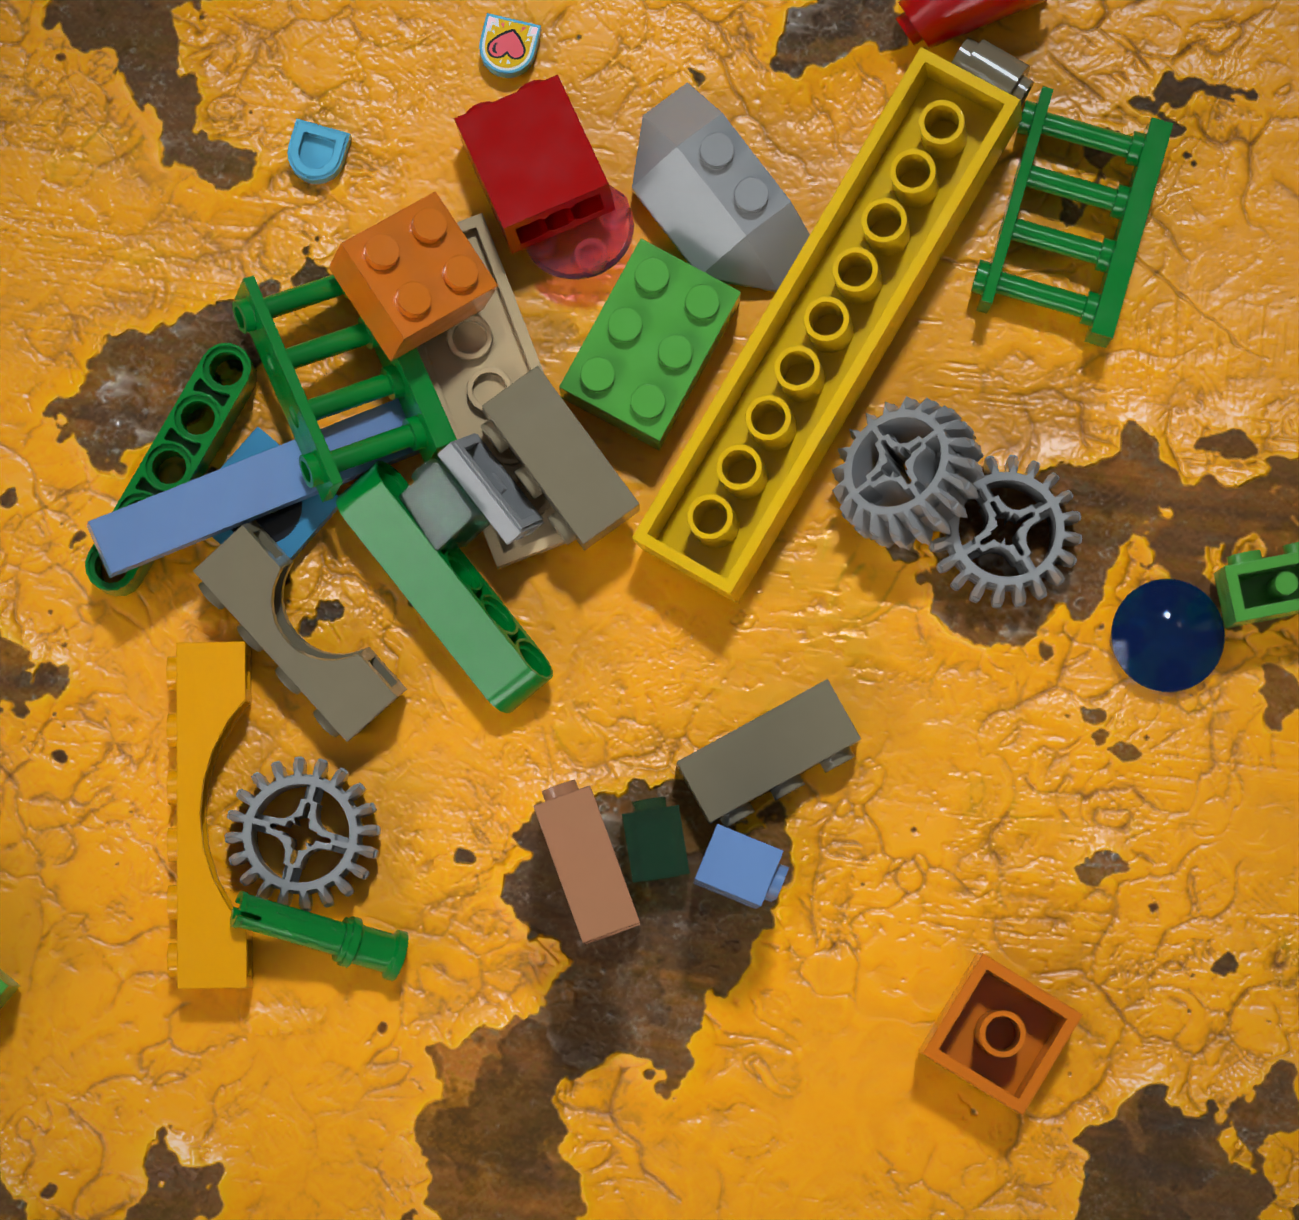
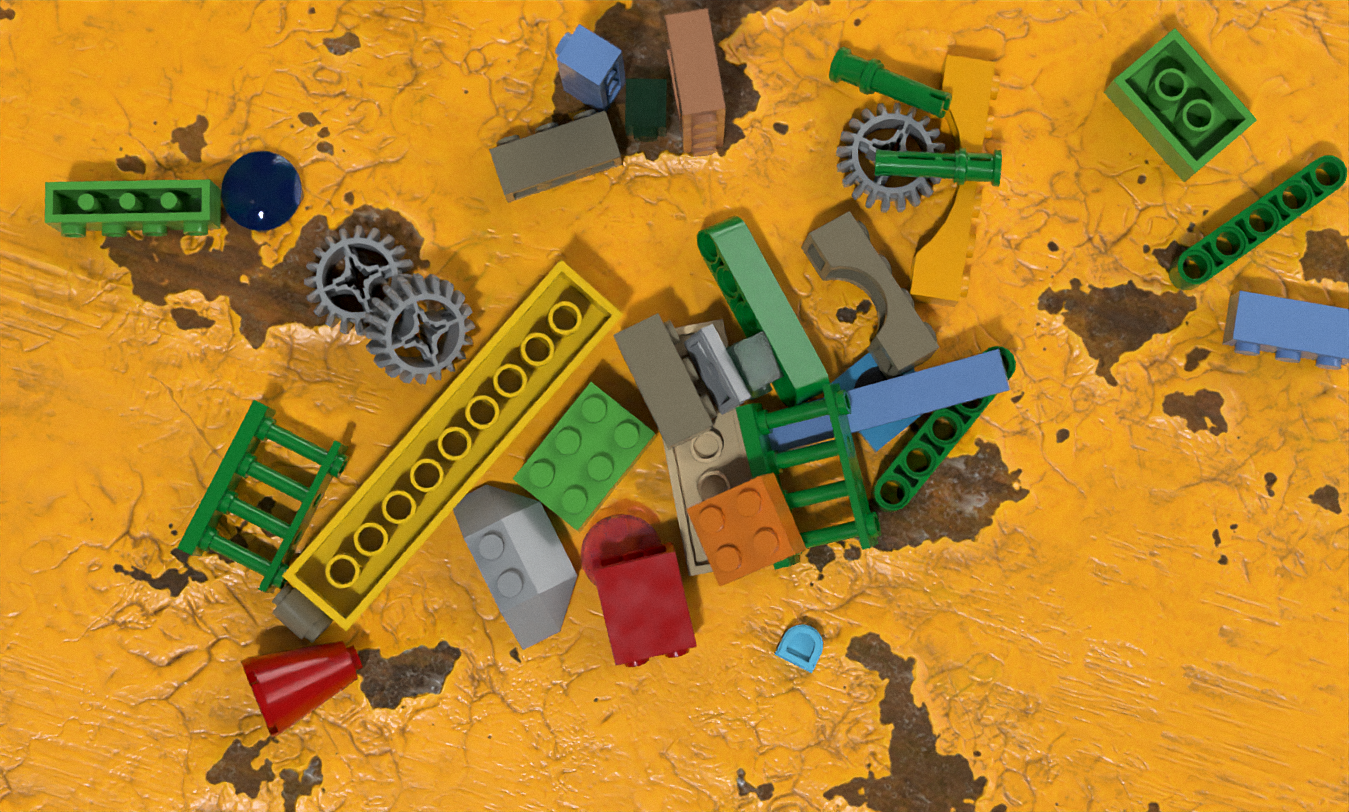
camera: 165 degrees left, 0 degrees up
(204, 824) = (959, 166): none -> green pin
(508, 45) = (648, 700): tile -> none

